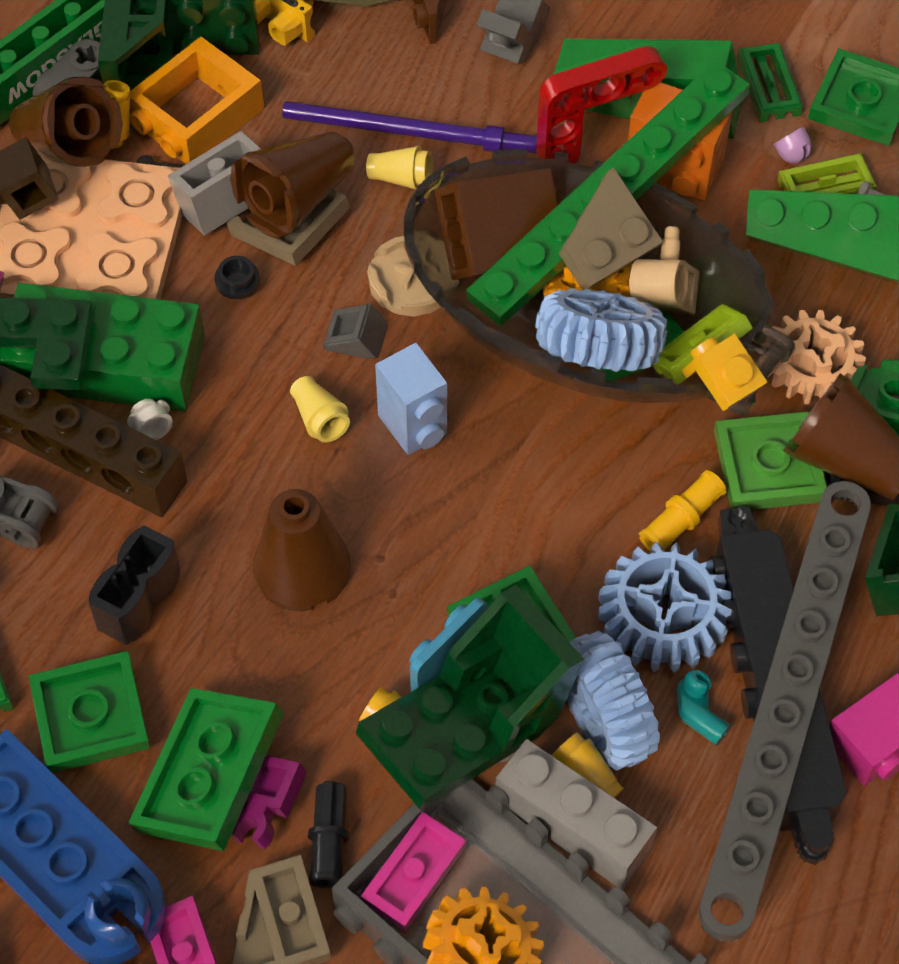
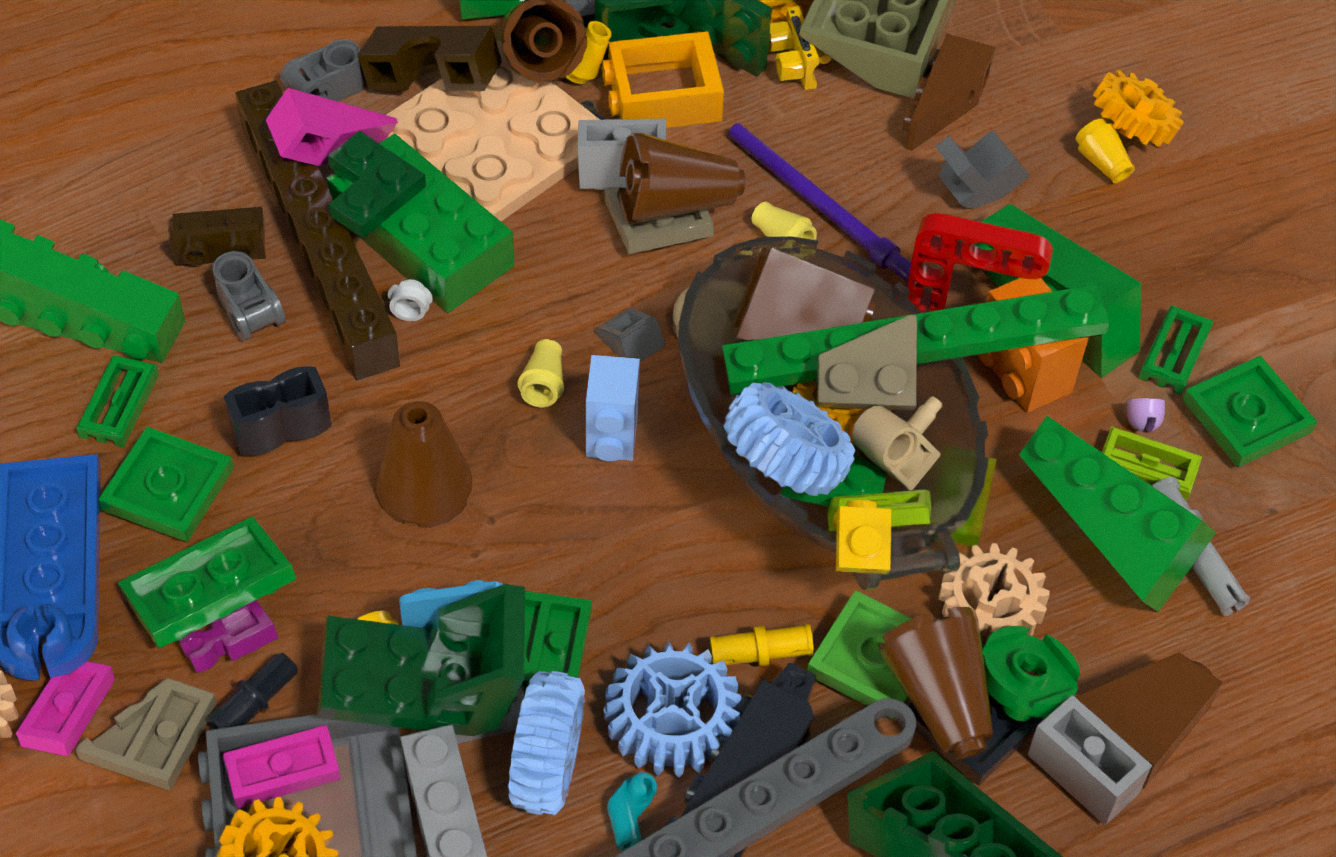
camera: 35 degrees right, 5 degrees down
(237, 277) = (575, 235): black plate -> none
(587, 761) = (488, 785): yellow cone -> none

